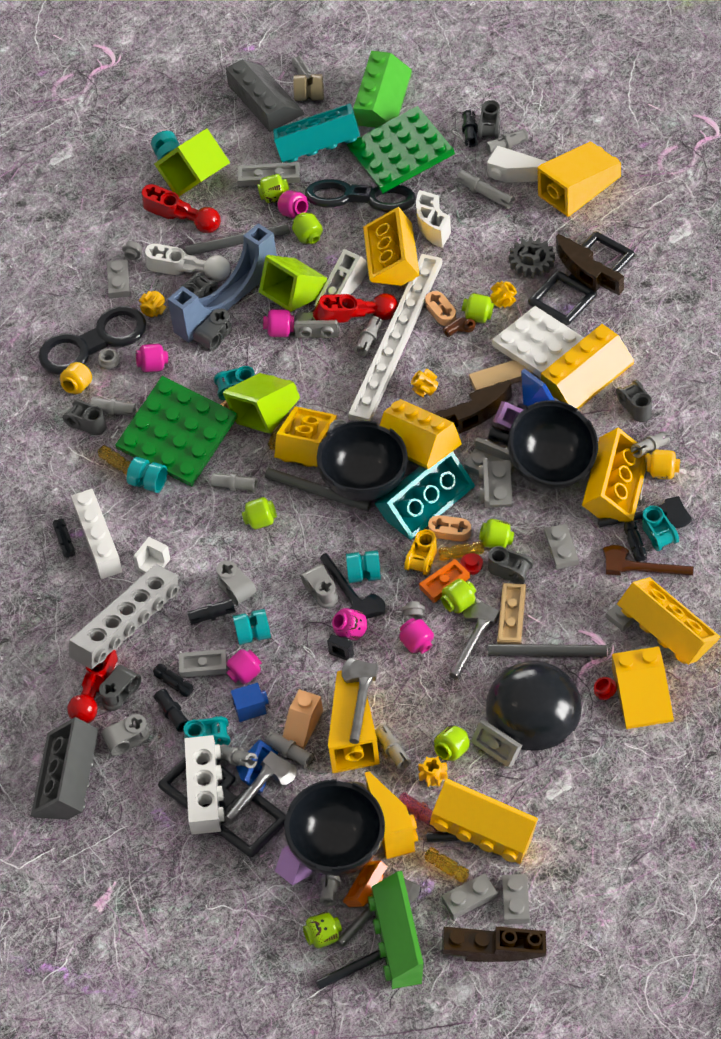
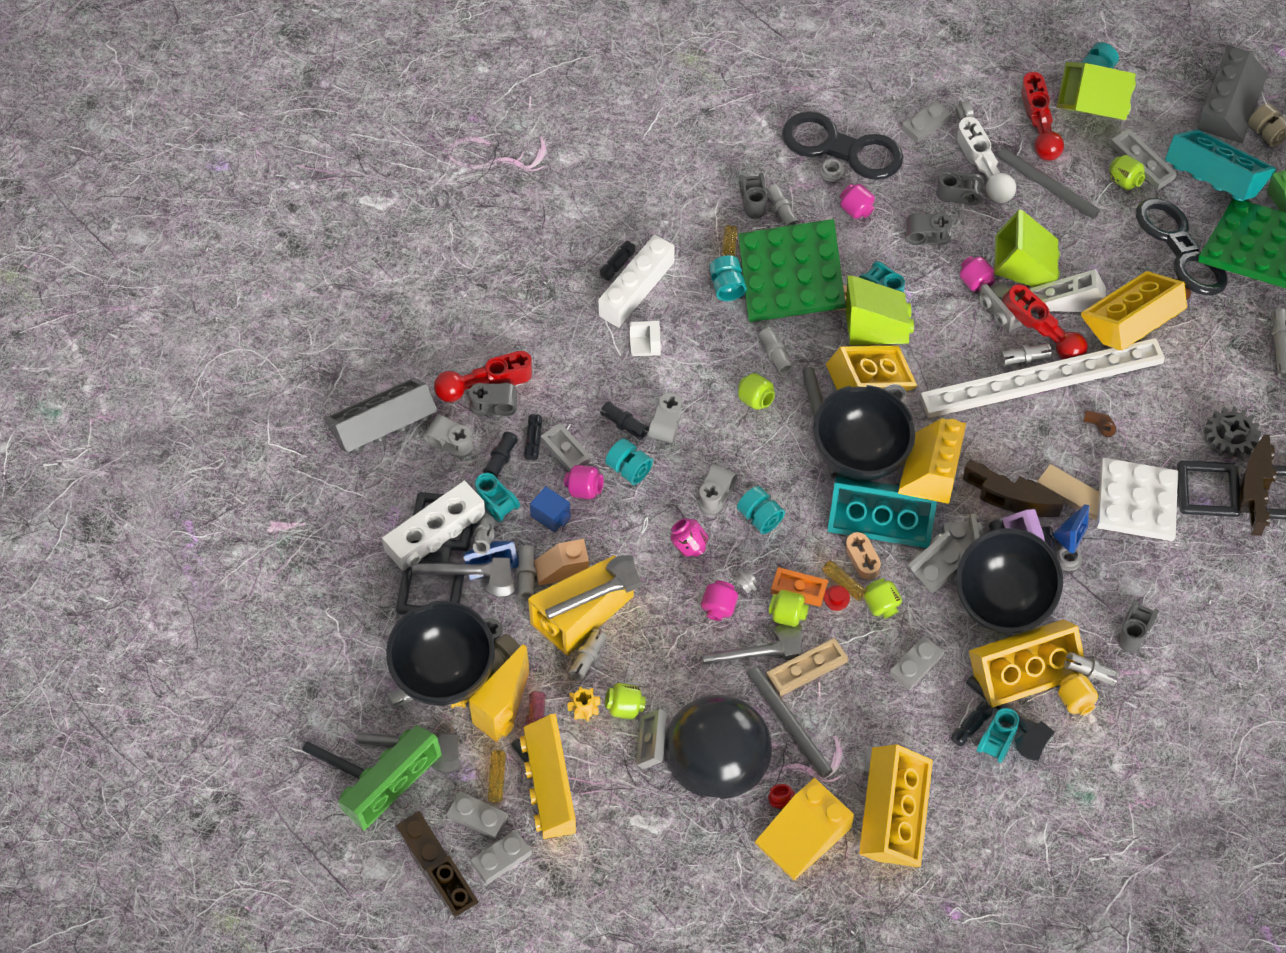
camera: 50 degrees right, 5 degrees up
(75, 378) = (788, 159): yellow head -> none
(123, 616) = (571, 352): light grey brick -> none
(152, 303) = (916, 163): yellow gear -> none
(189, 311) = (926, 197): sand blue arch -> none
(292, 203) = (1122, 199): dark pink head -> none
(307, 228) = (1105, 228): lime head -> none
(322, 930) = (356, 714): lime head -> none
(340, 647) = (662, 546): black plate -> none
(362, 887) = (440, 720): orange plate -> none
(370, 606) = (720, 539): black piece -> none
(421, 556) = (812, 550): yellow piece -> none
(424, 383) = (1007, 432): yellow gear -> none
(431, 220) = (1203, 316): white brick -> none
(437, 310) = (1104, 392): light nougat beam -> none
(478, 308) = (1131, 424): lime head -> none
(503, 294) = (1166, 435): yellow gear -> none
(509, 565) = (858, 634): dark grey piece -> none
(587, 367) = (1138, 560): slope -> none
(616, 563) = (934, 722): reddish brown piece -> none

